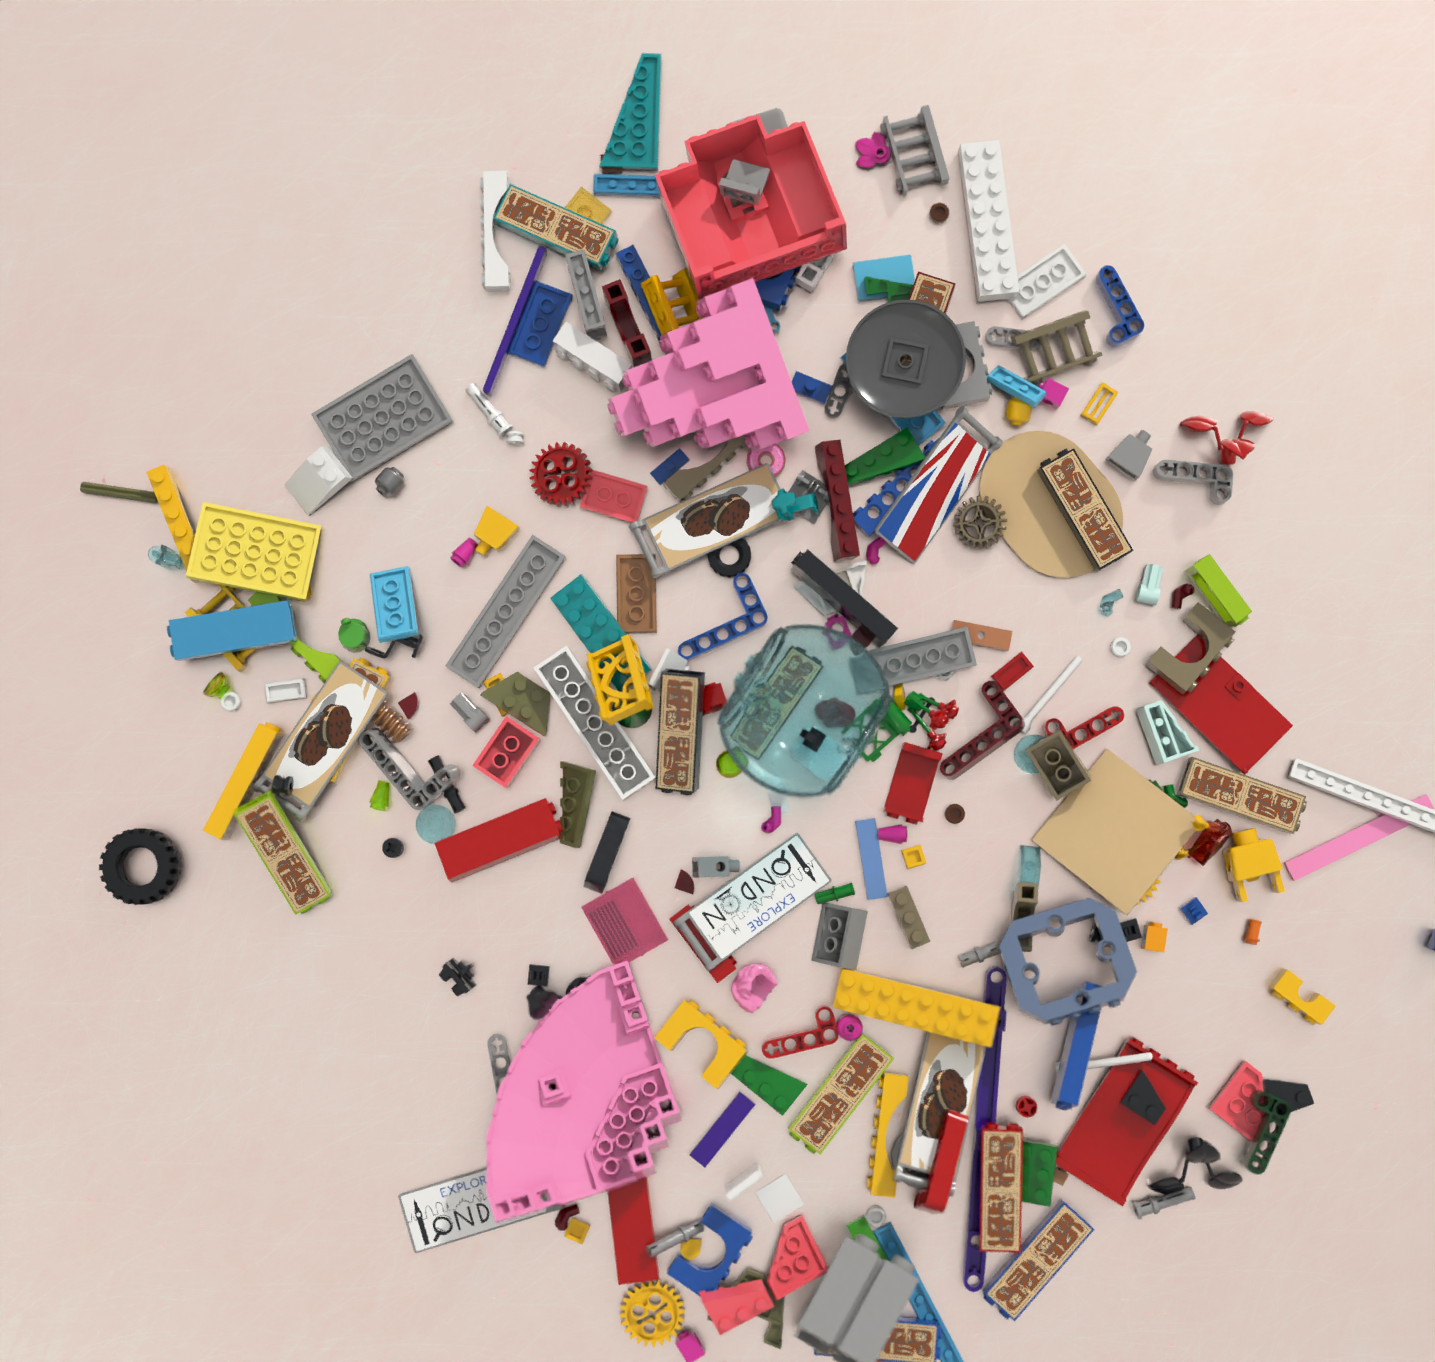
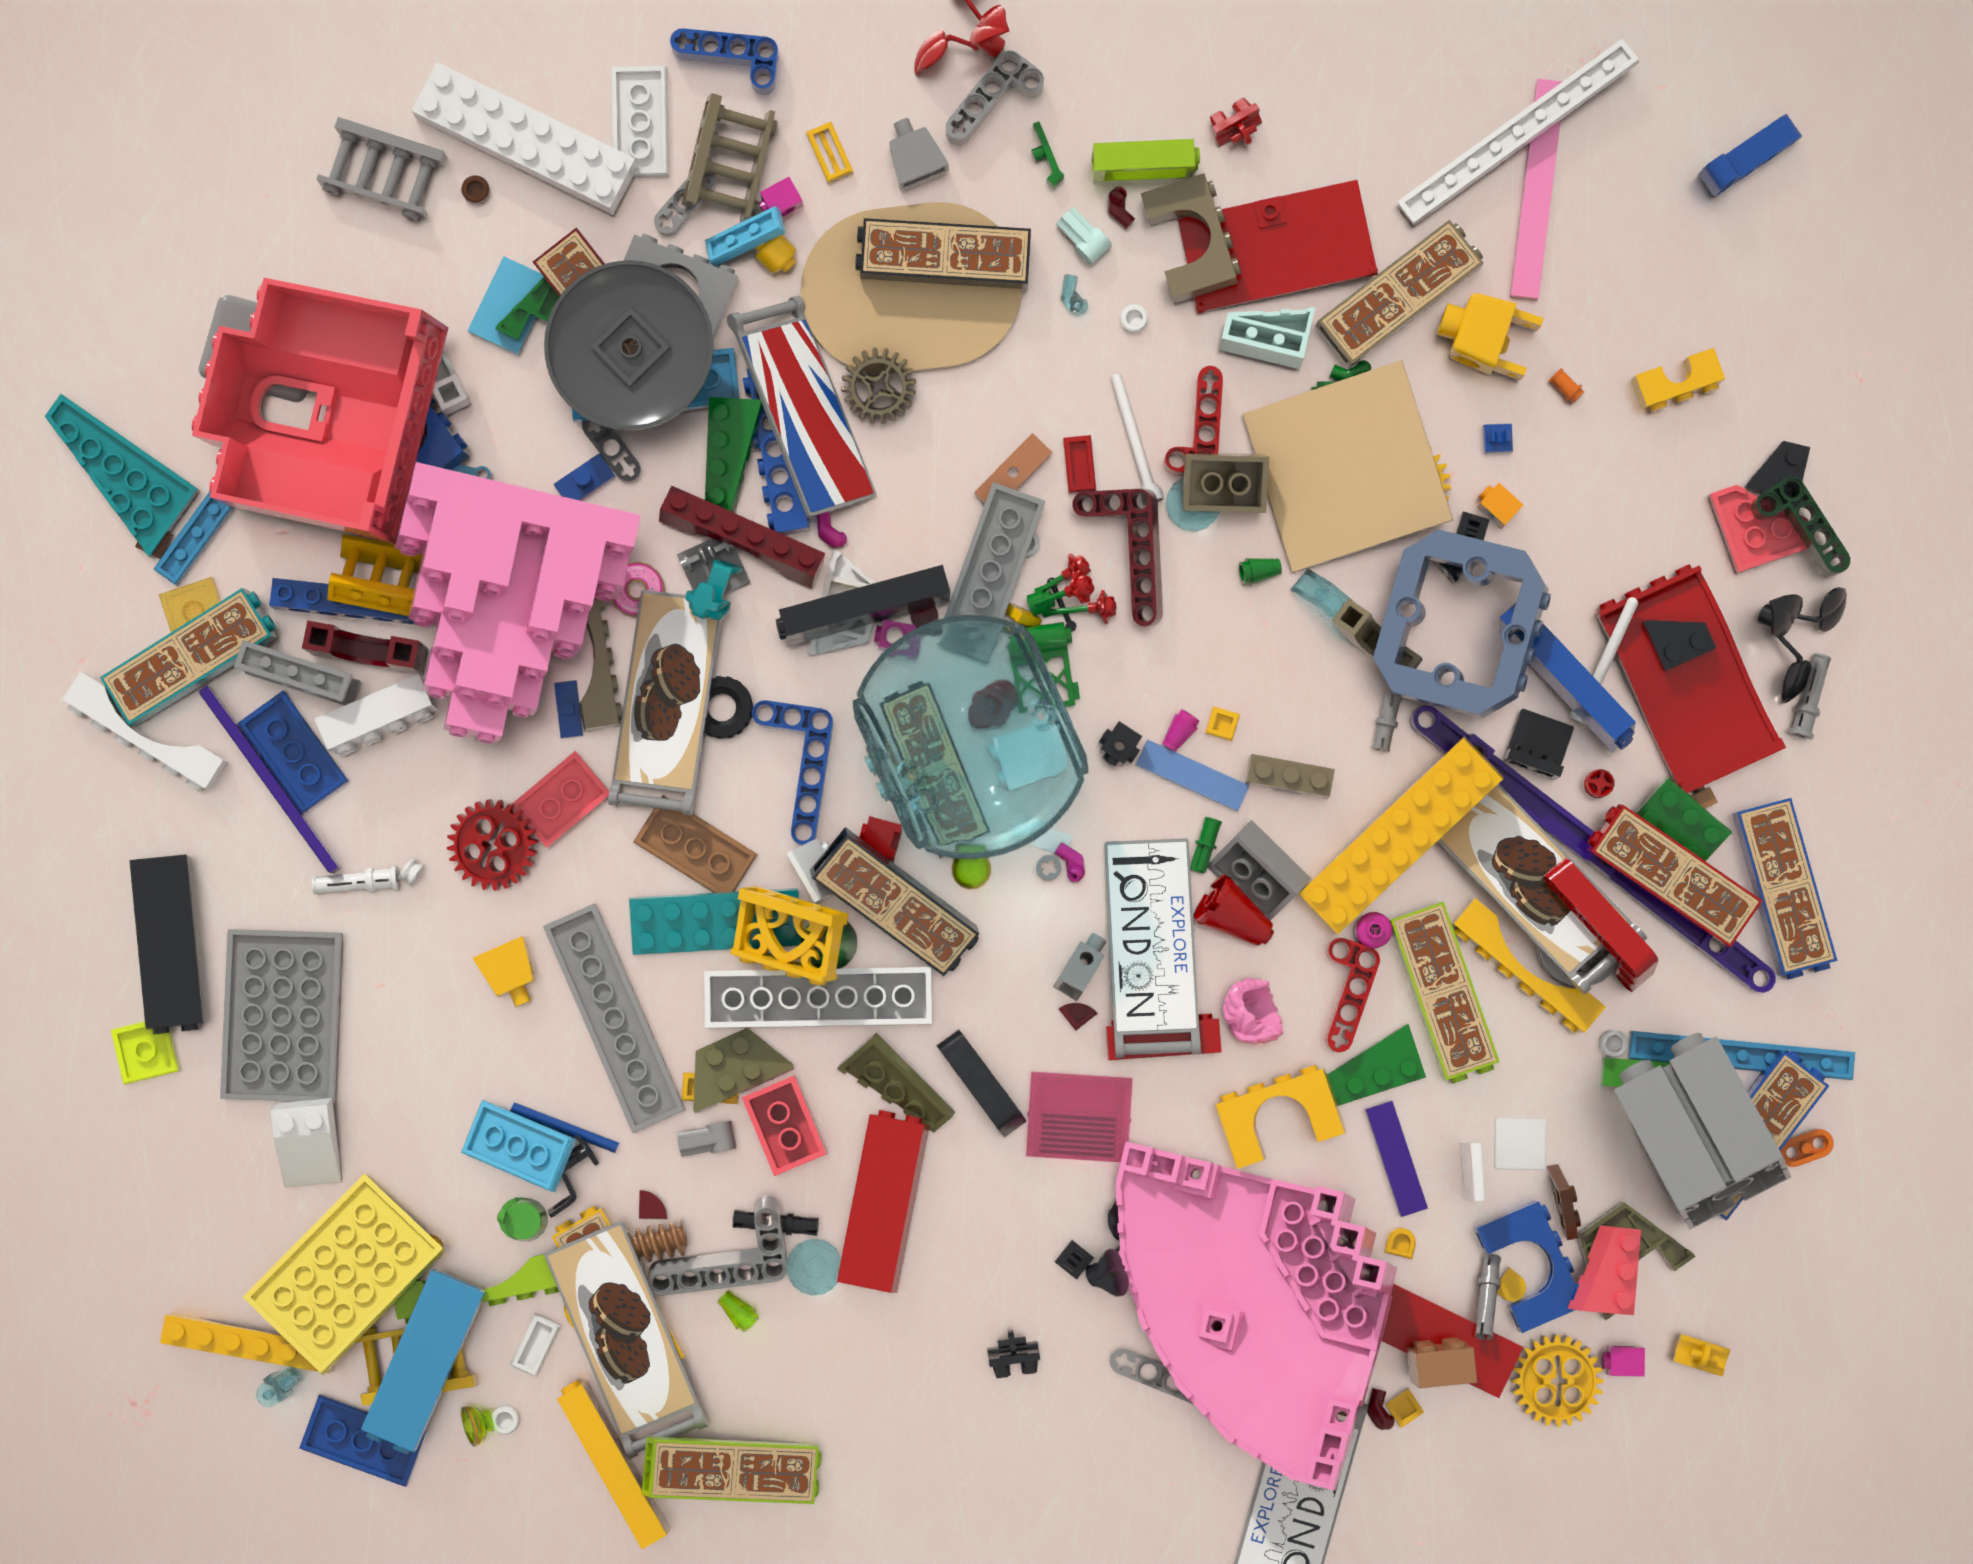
camera: 60 degrees left, 0 degrees up
(118, 492) = (161, 1393): olive axle -> none
(157, 609) = (337, 1435): none -> blue tile
(282, 785) = (650, 1418): black wheel -> none
(311, 353) = (143, 1054): none -> neon yellow tile
(381, 324) = (167, 943): none -> black brick
(389, 481) = (365, 1056): flat silver head -> none
(395, 846) = (812, 1333): black wheel -> none
(423, 624) = (565, 1127): none -> blue bar
(463, 553) = (510, 1022): dark pink cone -> none
(615, 1237) = (1441, 1363): none -> medium nougat brick
(673, 1164) = (1400, 1243): none -> yellow tile
(744, 182) = (287, 395): light grey bracket -> none
(764, 804) = (1051, 876): none -> light grey bush
(764, 1246) = (1564, 1199): none -> reddish brown wing
(794, 1260) = (1603, 1171): coral plate -> none
(804, 936) = (1233, 913): none -> red cone
(813, 738) = (1007, 750): black tile -> none
(868, 803) = (1124, 735): none -> black brick
(870, 148) = (344, 221): dark pink plate -> none
(912, 783) = (1134, 668): red panel -> none
(954, 813) = (1203, 642): reddish brown tile -> none
(1019, 818) = (1259, 569): none -> green cone
(1026, 1054) = (1539, 744): none -> black bracket
(1184, 528) = (1045, 151): none -> green piece
(1209, 840) = (1428, 366): clear red torso -> none
(1276, 633) = (1237, 126): none -> red hips

